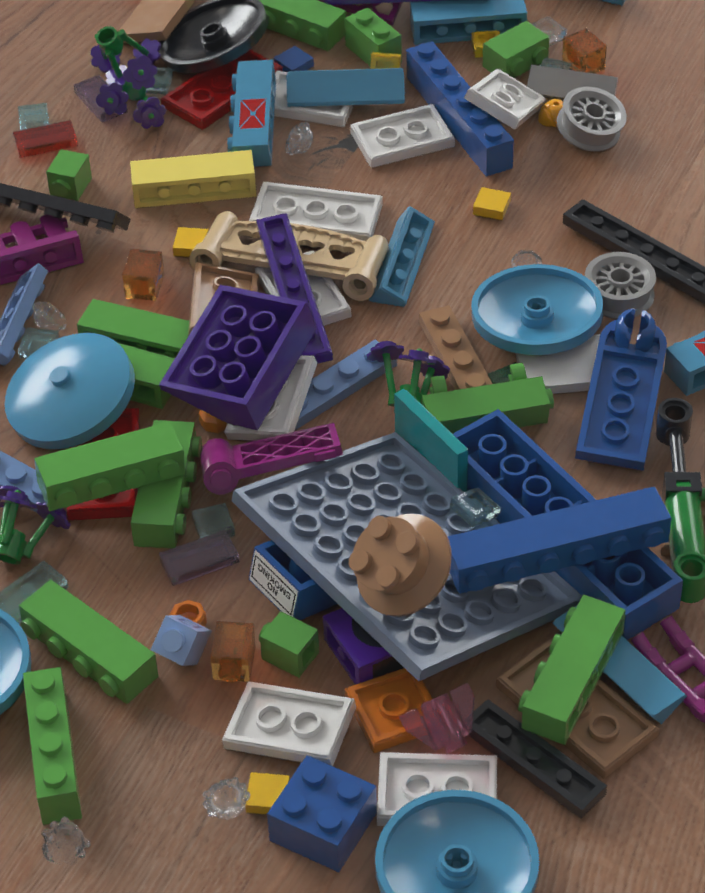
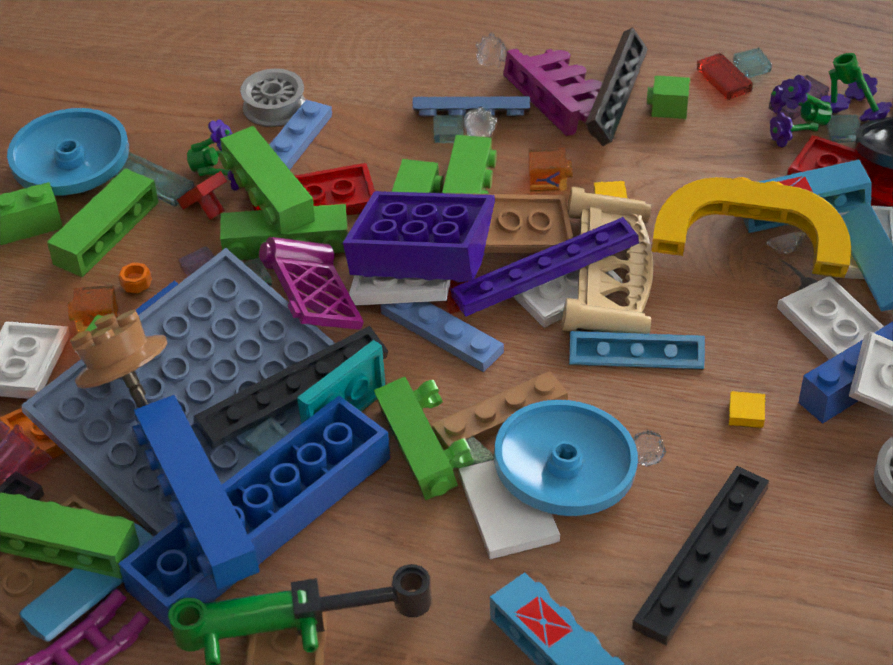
camera: 80 degrees right, 0 degrees up
(69, 391) = (379, 151): dark azure dish -> none
(82, 540) = (205, 196): none -> red tile
(181, 640) = (95, 267): light blue brick -> none
(193, 178) = (685, 161): light yellow brick -> none
(304, 101) = (757, 201): none -> yellow arch
(322, 208) = (688, 284): white tile -> none
(415, 469) = (277, 392): none -> black plate
(428, 365) = (440, 359): plant -> none
(623, 281) = (640, 533): light grey wheel -> none
(623, 393) = (460, 545): blue plate -> none

